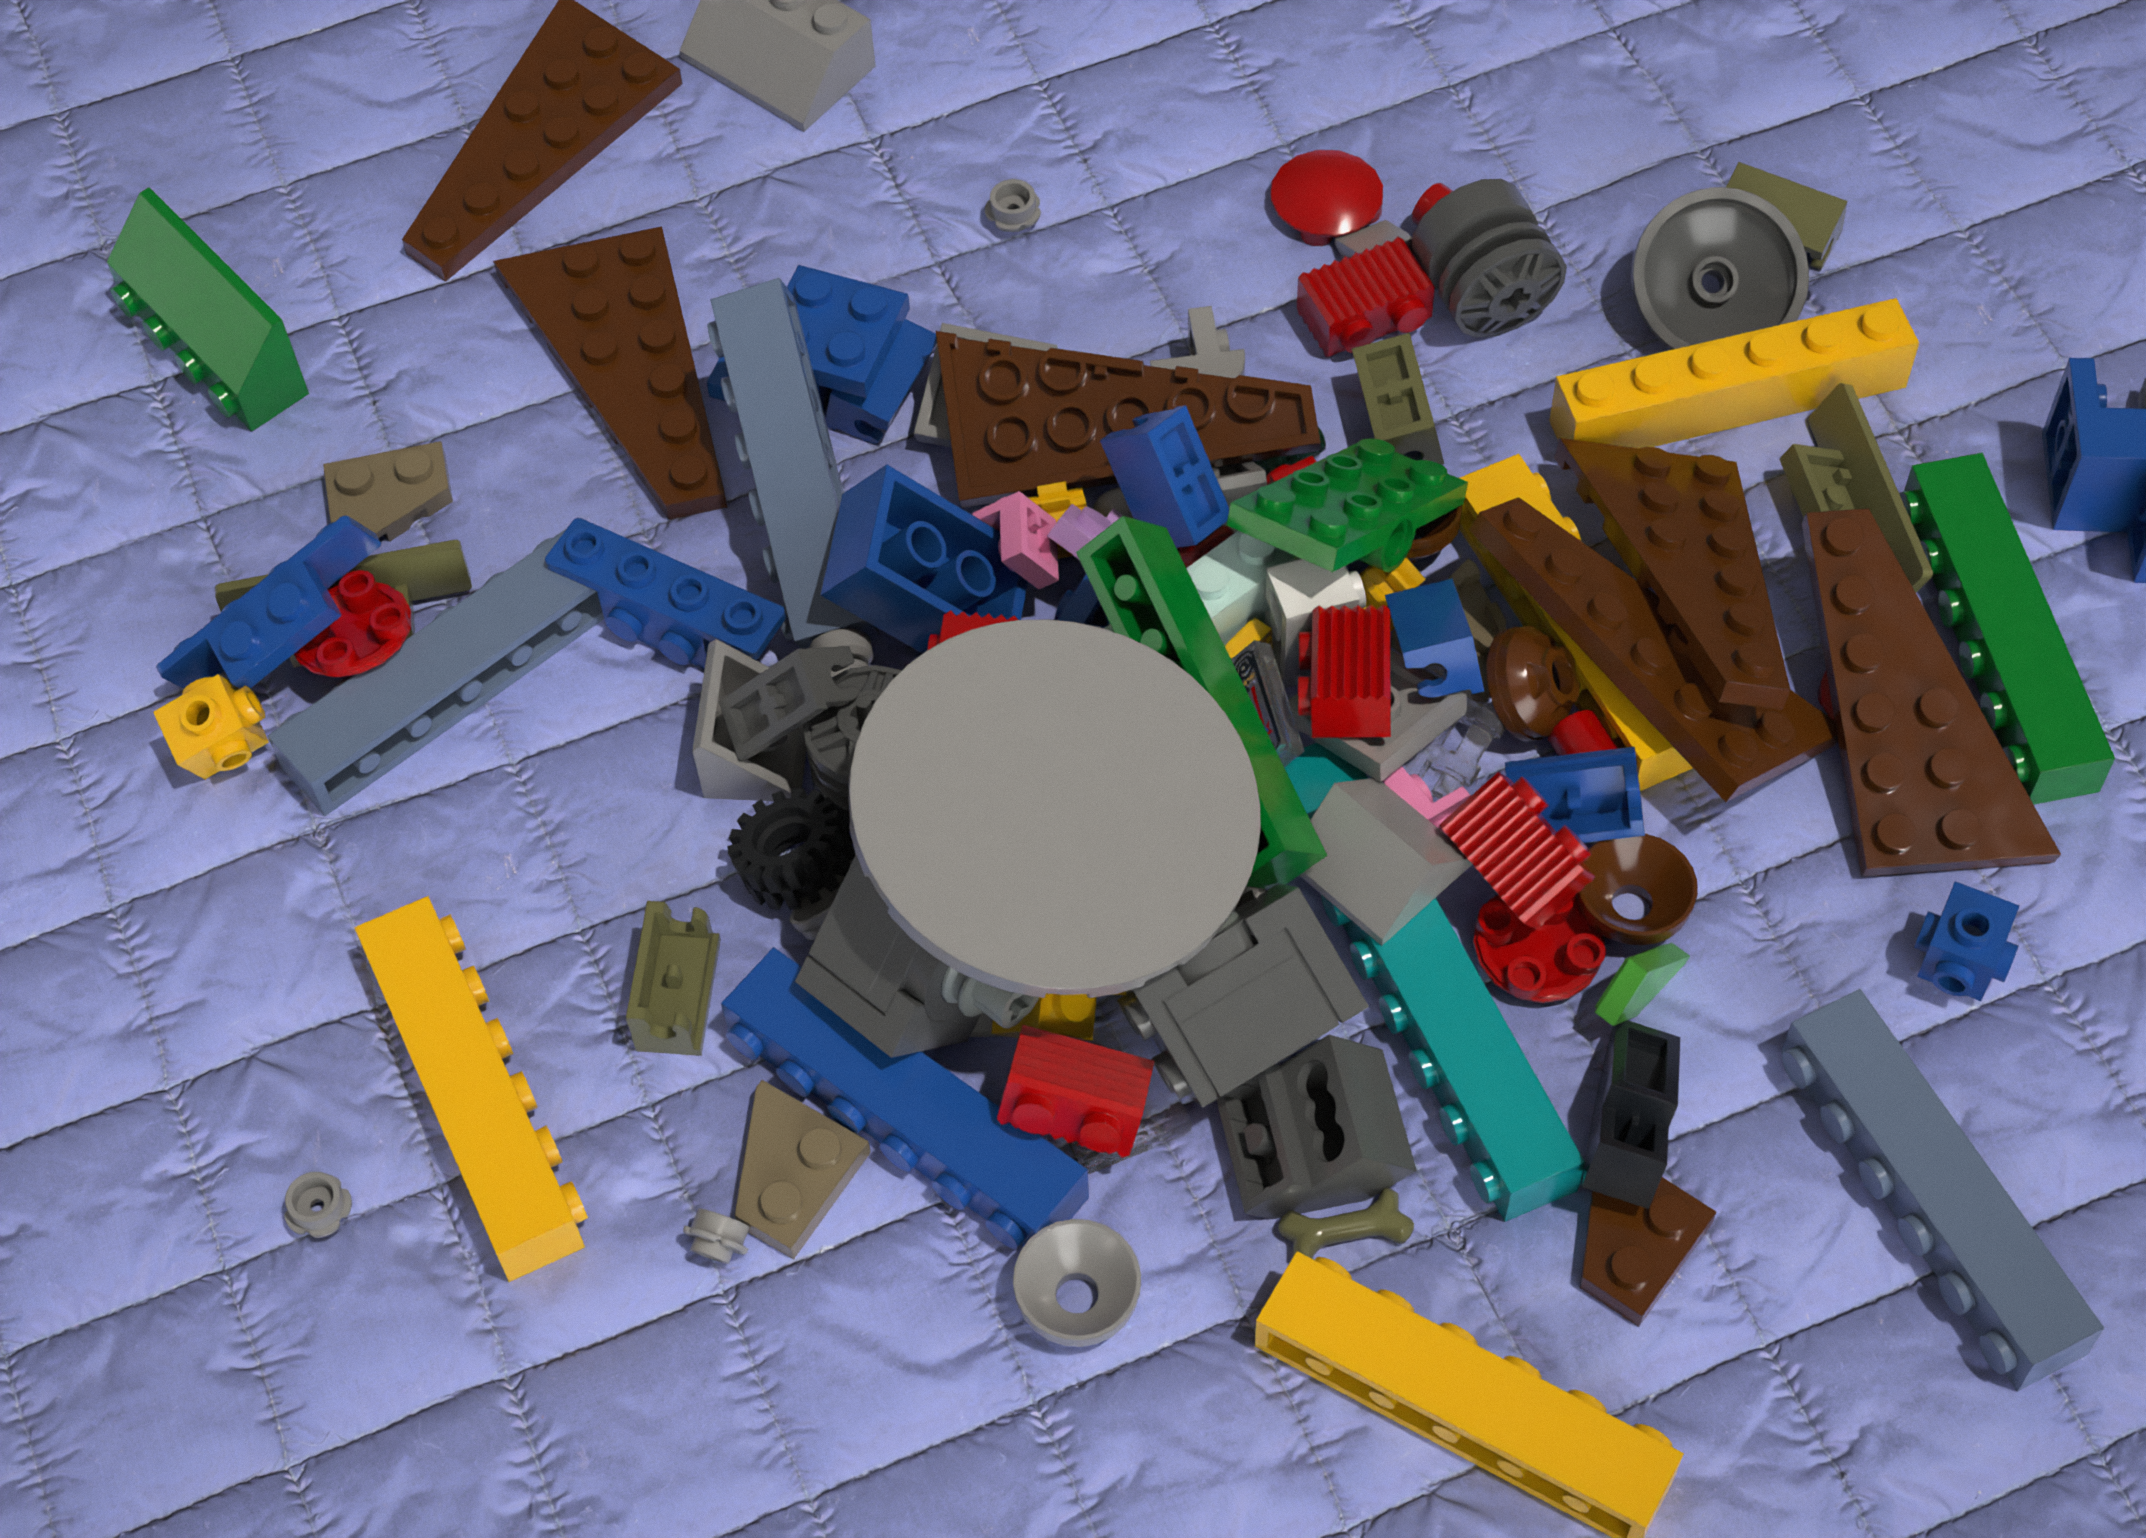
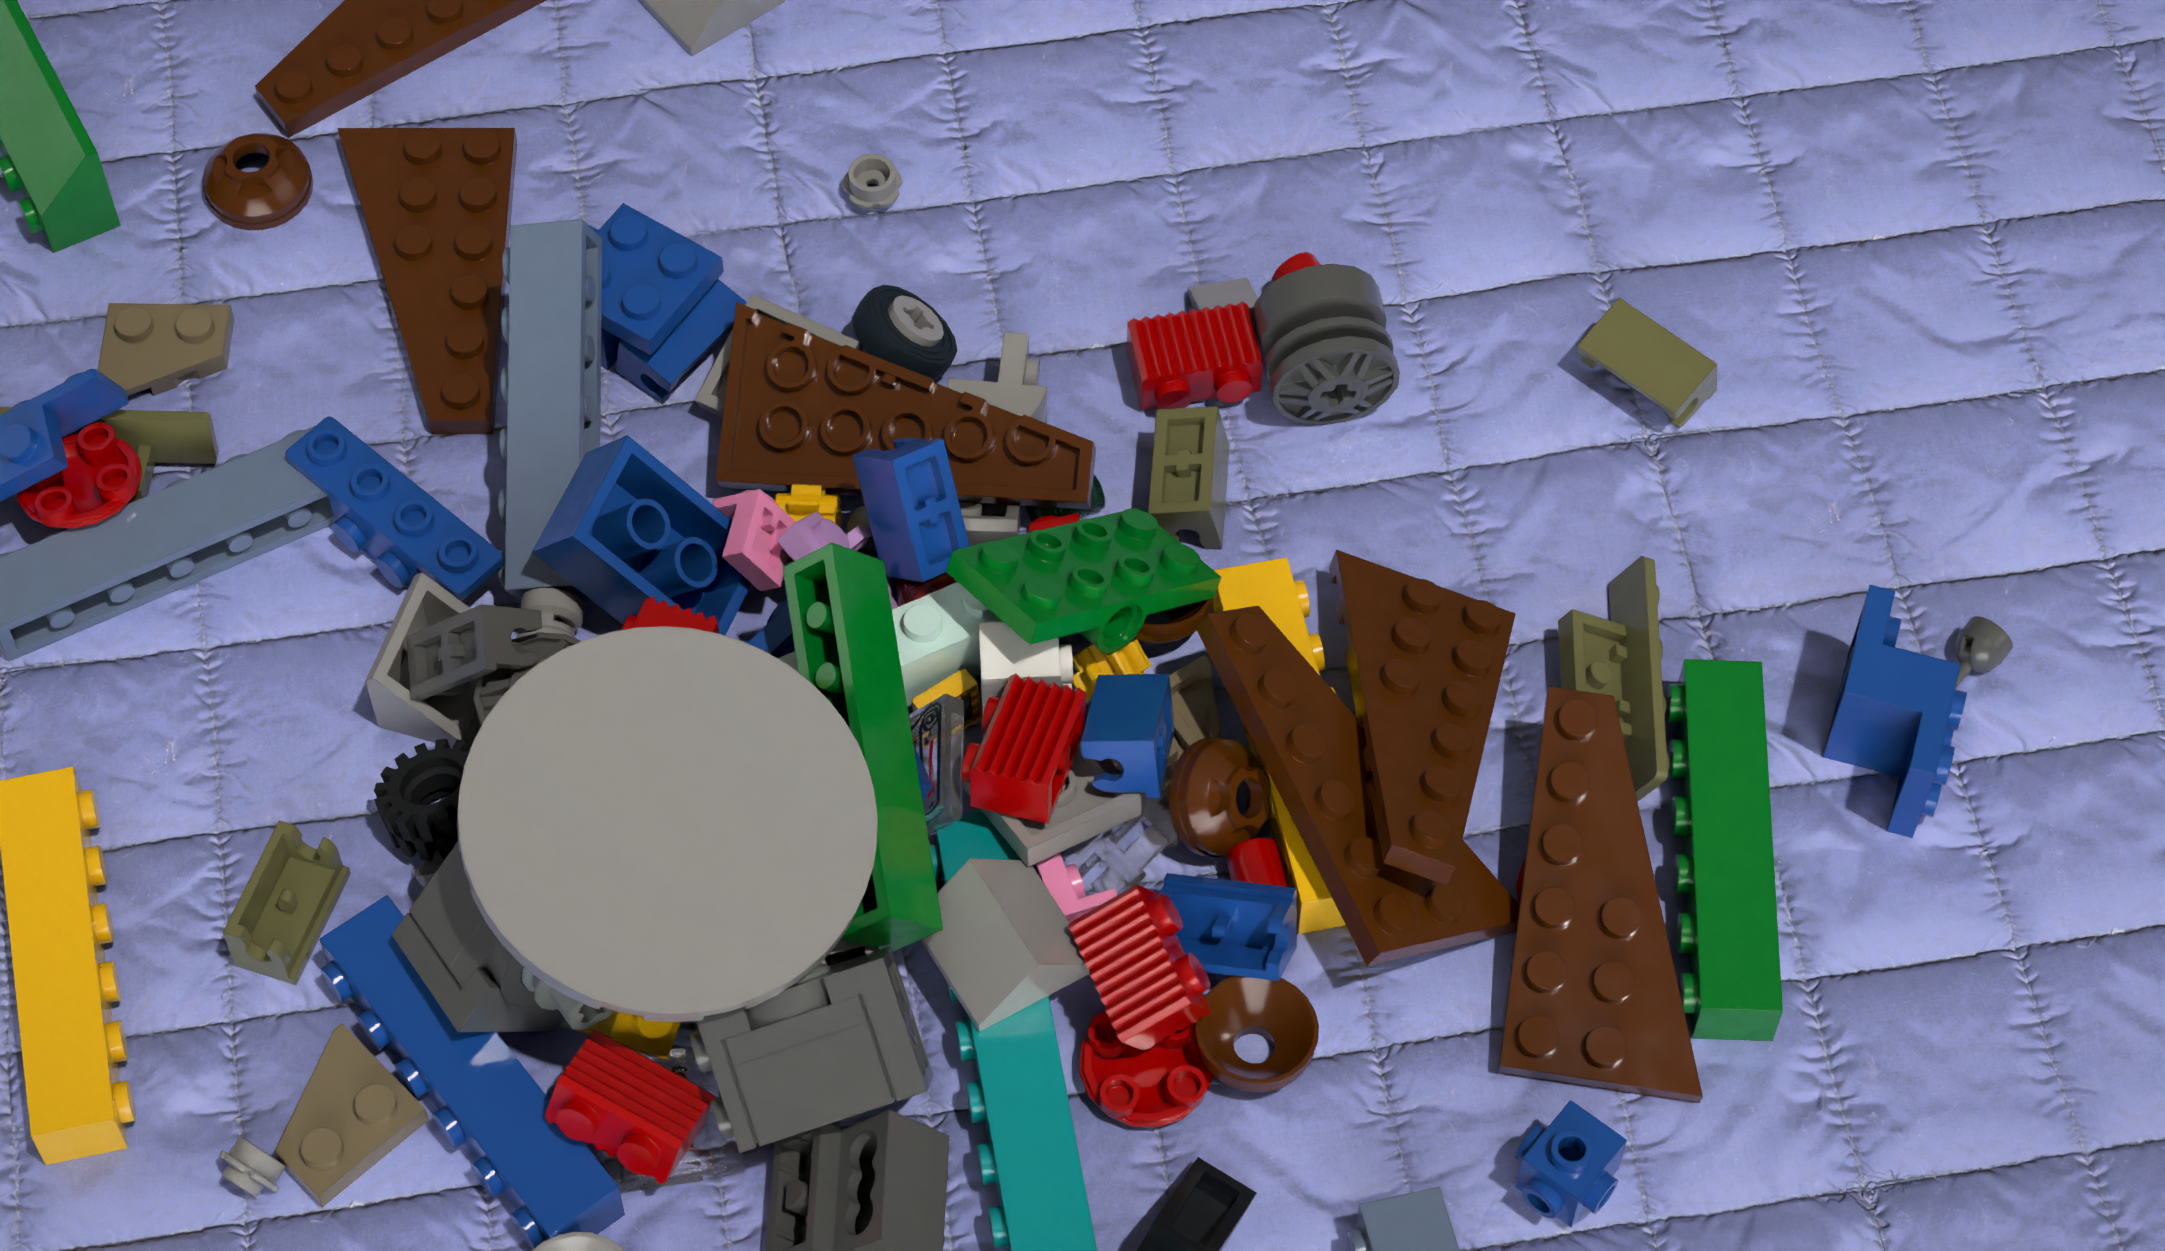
camera: 10 degrees right, 0 degrees up
(430, 340) = (259, 197): none -> reddish brown piece
(1091, 326) = (904, 331): none -> black wheel
(1327, 195) = (1195, 238): red dish -> none
(1639, 982) = (1229, 1127): bright green tile -> none
(1736, 378) = (1541, 527): yellow brick -> none
(1738, 242) = (1567, 370): dark grey dish -> none

